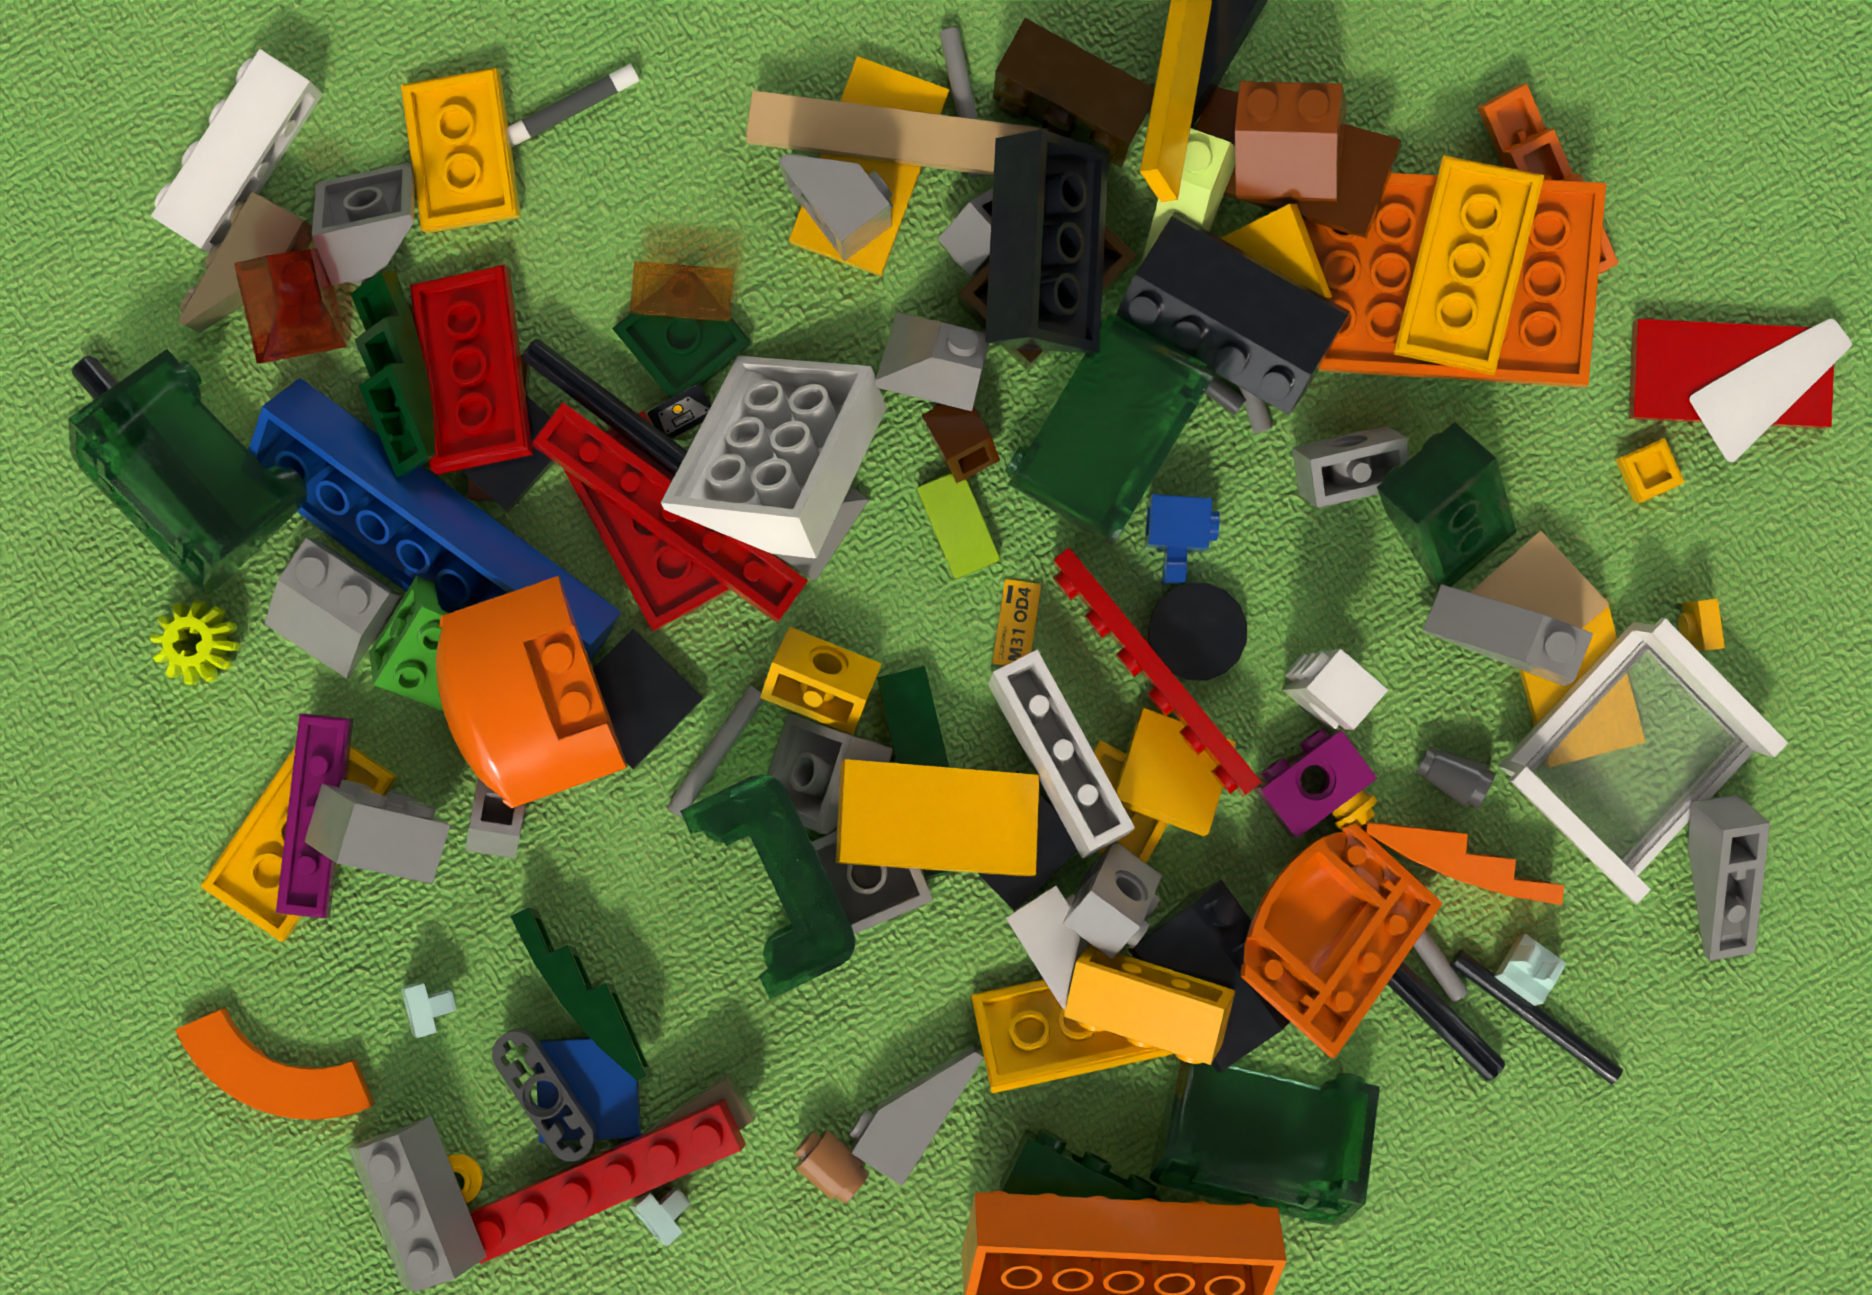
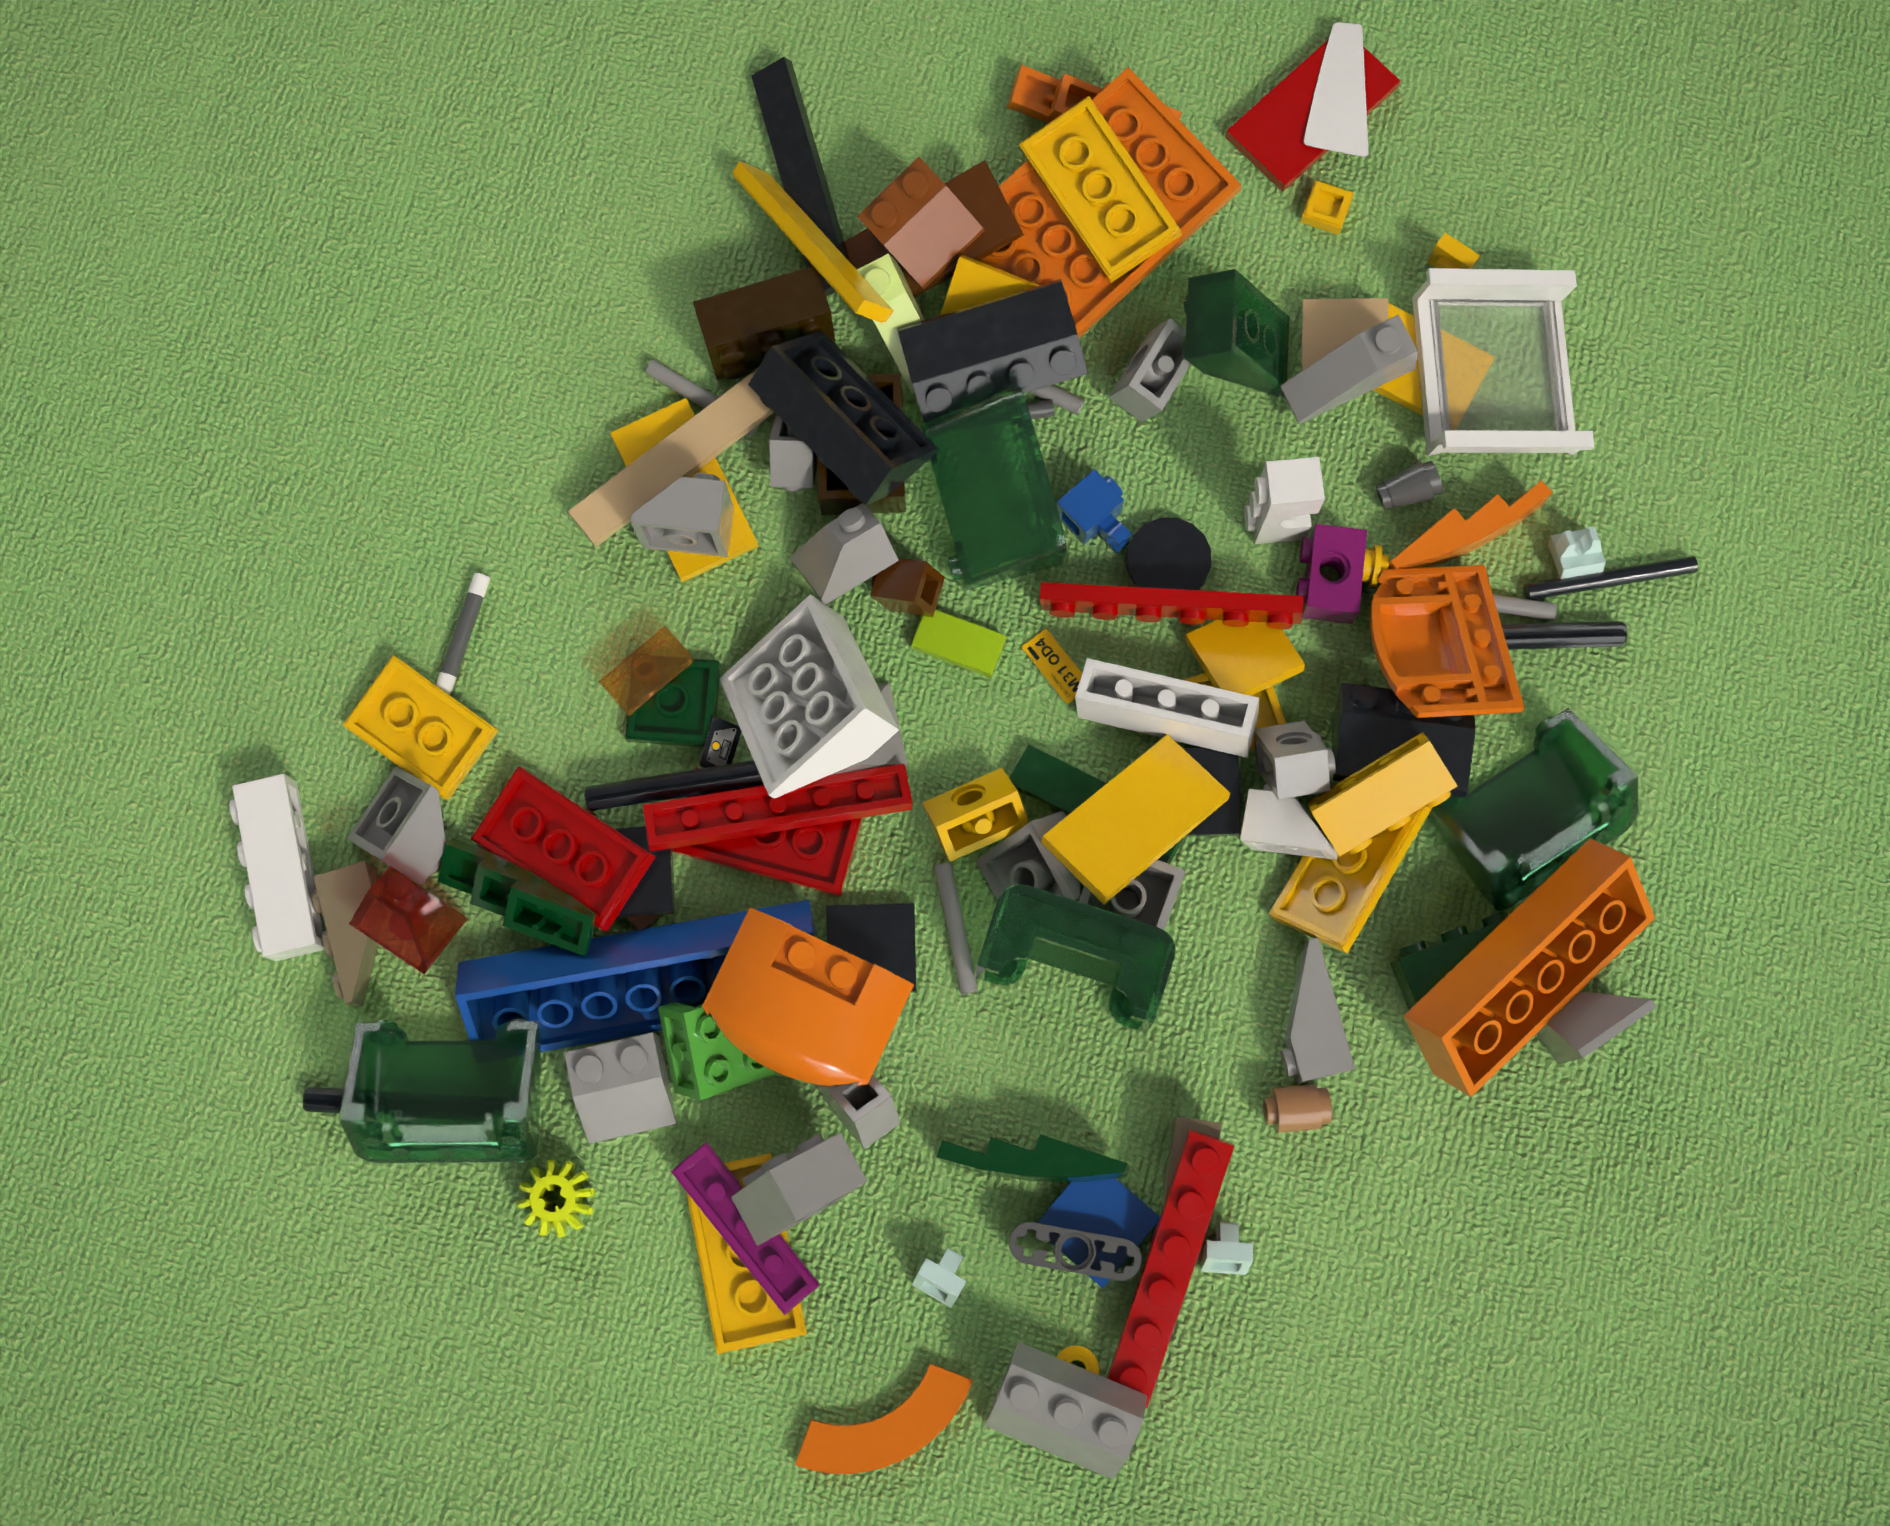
camera: 40 degrees left, 10 degrees down
(1728, 873) = (1623, 379): light grey slope -> none

